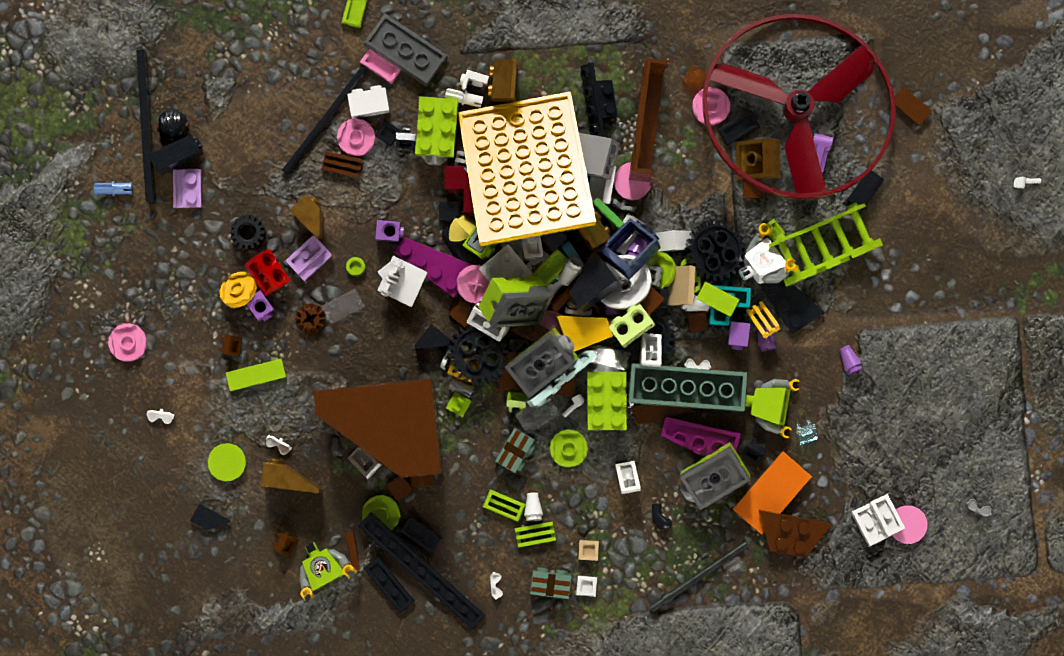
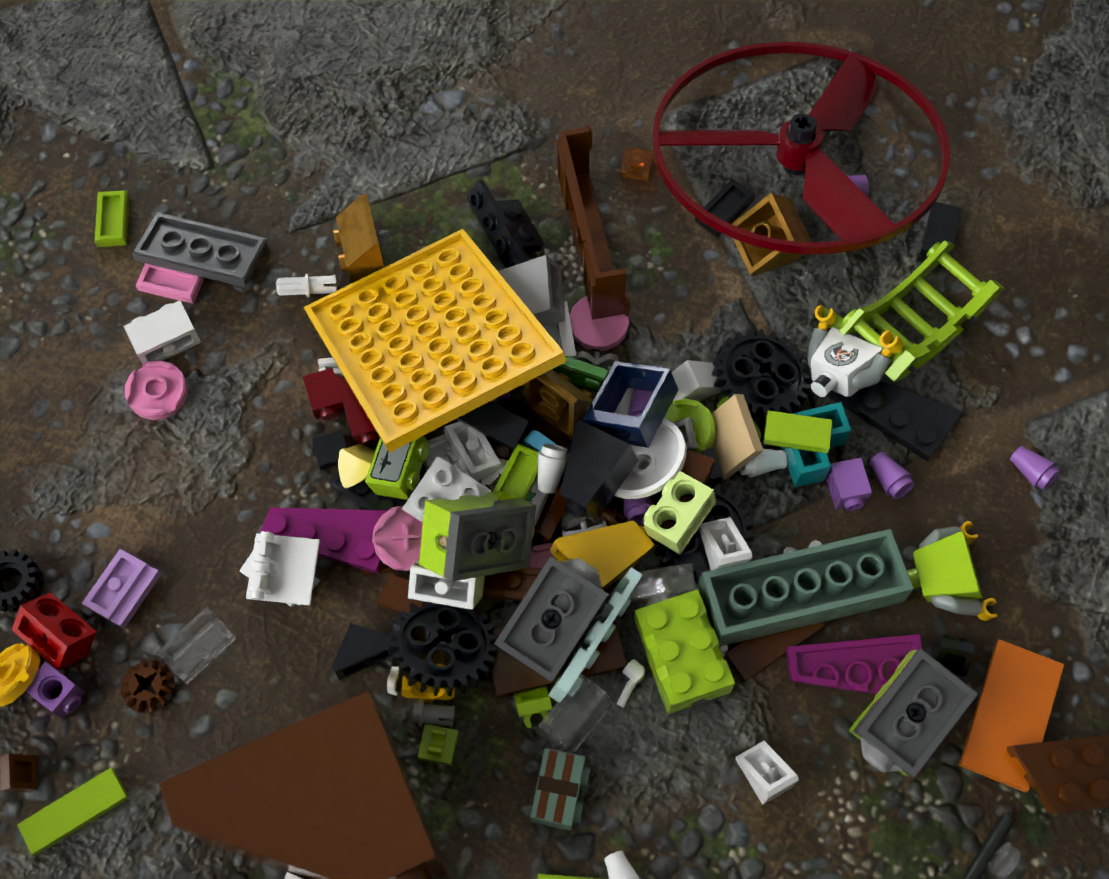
camera: 15 degrees left, 20 degrees down
(310, 214) = (102, 516): pearl gold slope -> none
(325, 119) = (98, 386): black piece -> none
(330, 154) = (144, 423): reddish brown tile -> none
(355, 266) = (203, 579): lime tile -> none
(381, 227) = (233, 497): medium lavender brick -> none
(387, 133) = (205, 370): black tile -> none
(405, 139) = (233, 366): black tile -> none
(436, 129) = (275, 334): lime piece -> none
(476, 78) = (315, 252): white bracket -> none
(568, 448) = (647, 757): lime tile -> none
(657, 517) = (845, 825): black arm -> none
(697, 322) = (777, 489): reddish brown tile -> none
(717, 104) = (662, 200): bright pink tile -> none
(752, 192) = (779, 278): reddish brown tile -> none
(756, 309) = (881, 444): yellow tile -> none
(807, 433) = (1022, 599): clear light blue tile -> none
(911, 106) = (955, 110): reddish brown tile -> none

